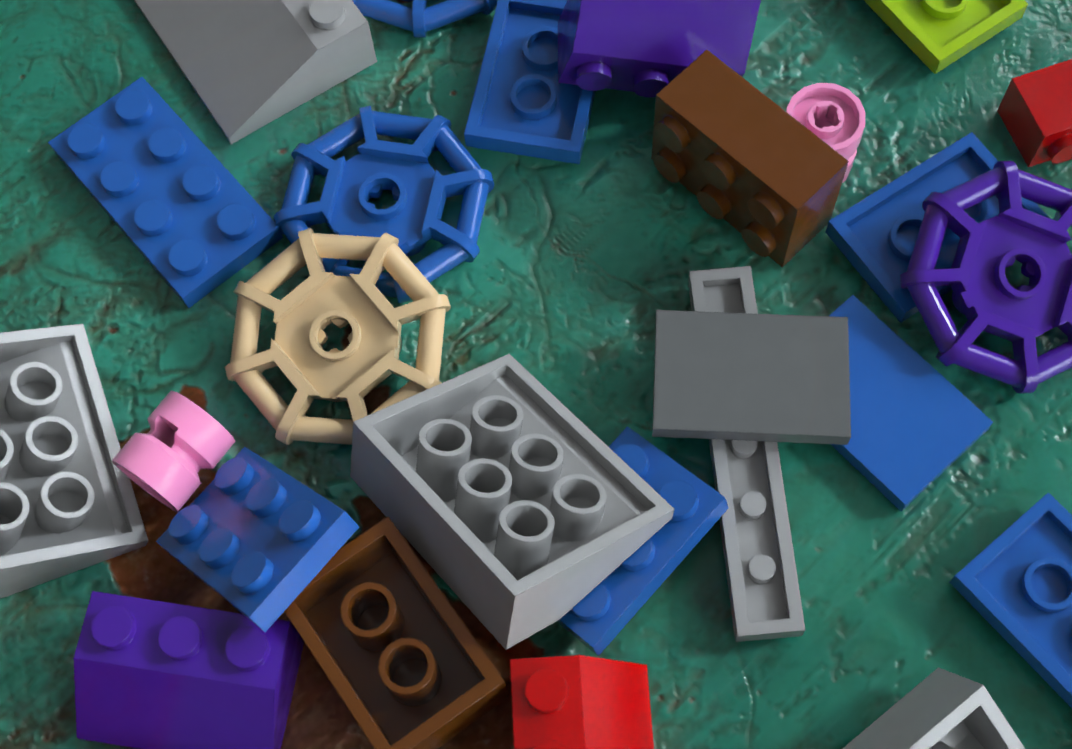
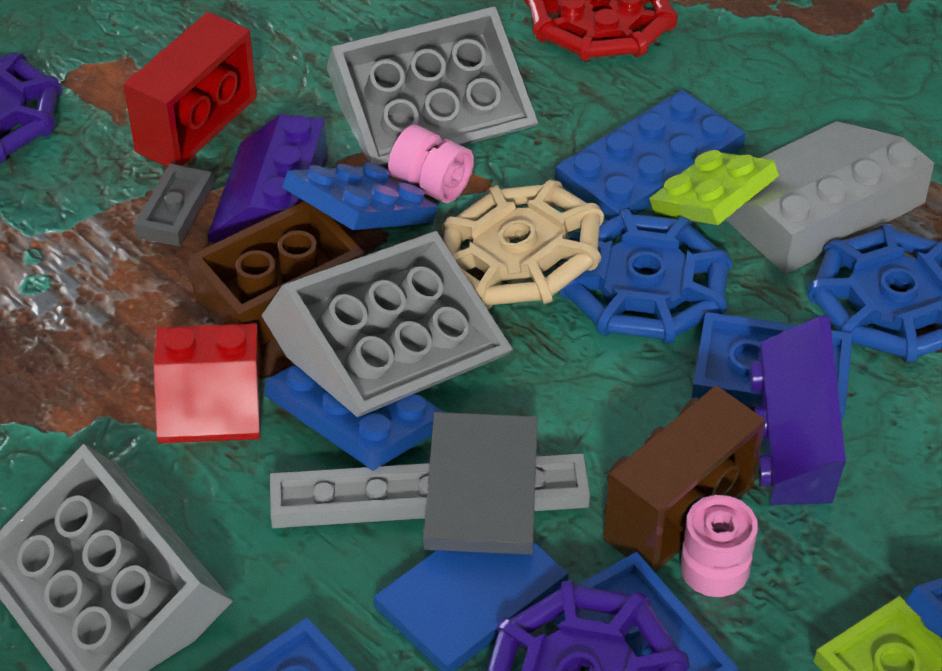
camera: 85 degrees right, 20 degrees down
(254, 110) = (714, 187): none -> lime plate

